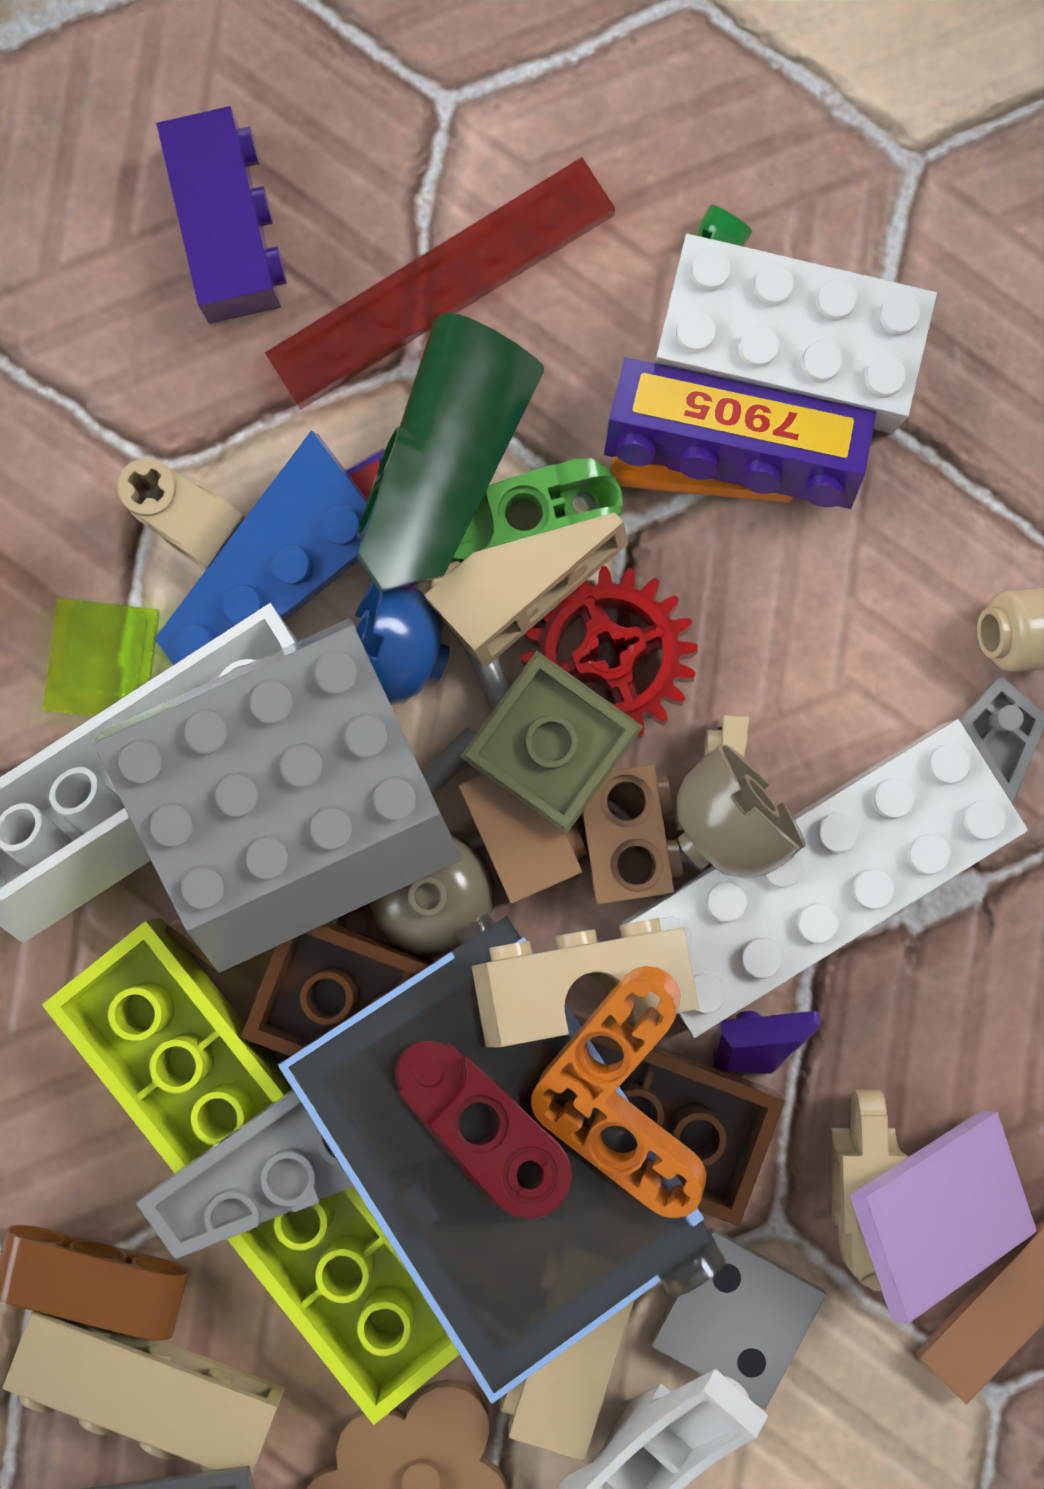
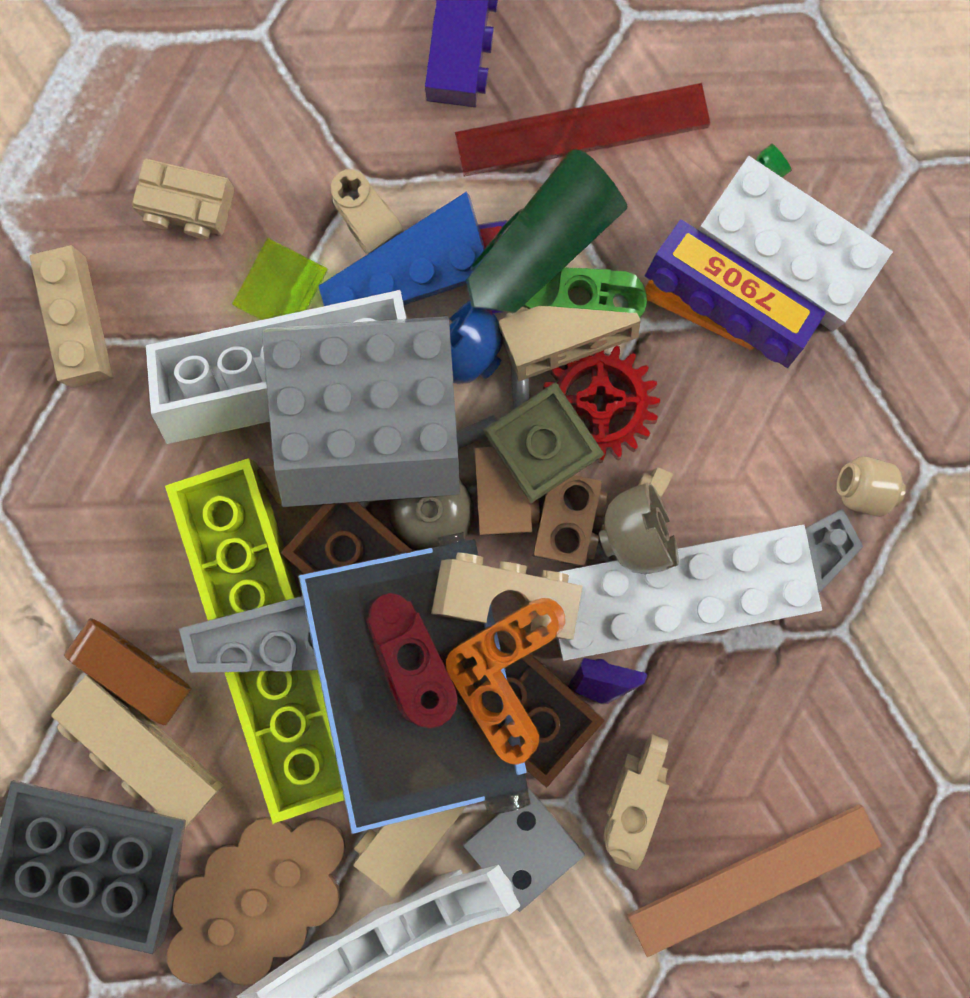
camera: 20 degrees right, 0 degrees up
(943, 1215) = (677, 831): lavender tile -> none

